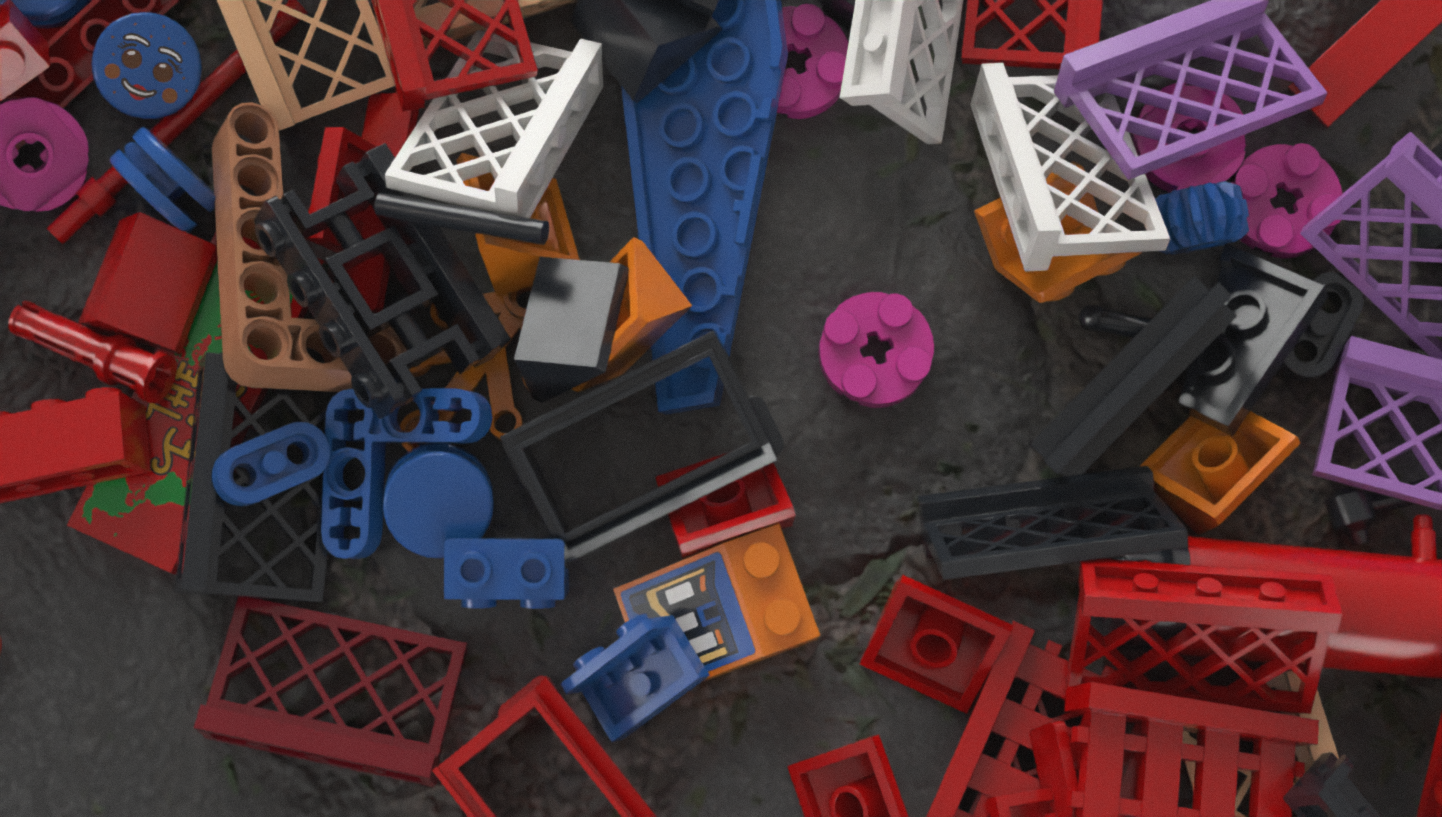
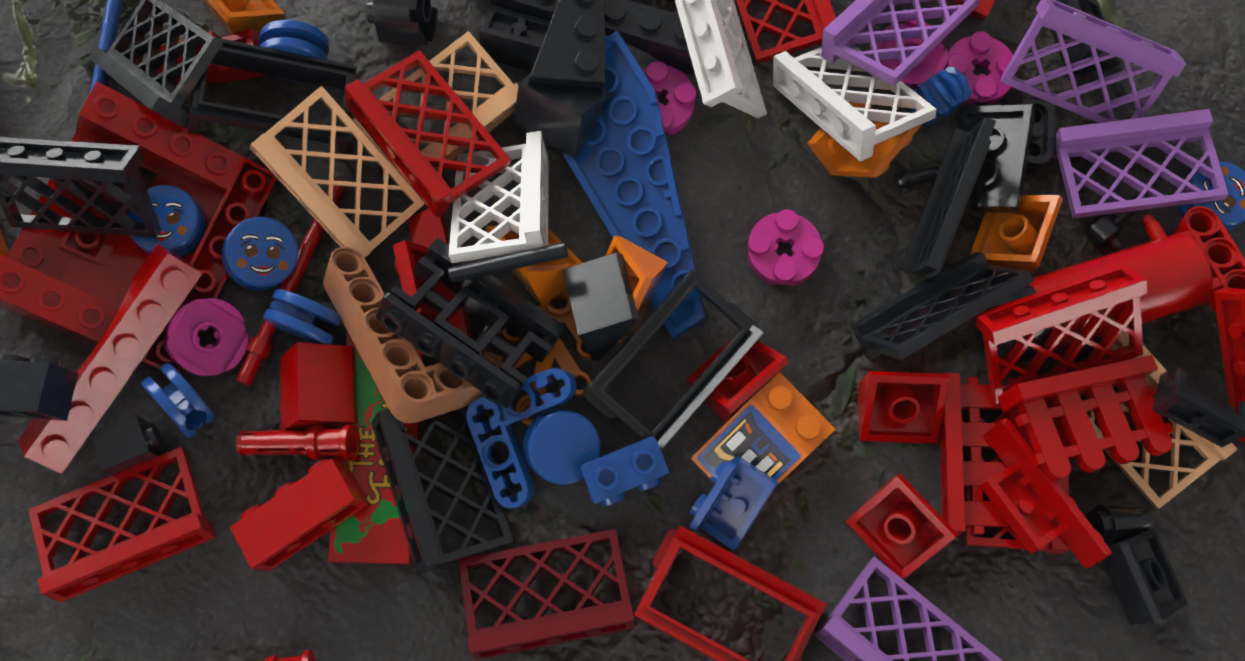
camera: 25 degrees left, 5 degrees down
(268, 463) = (446, 467): blue plate -> none

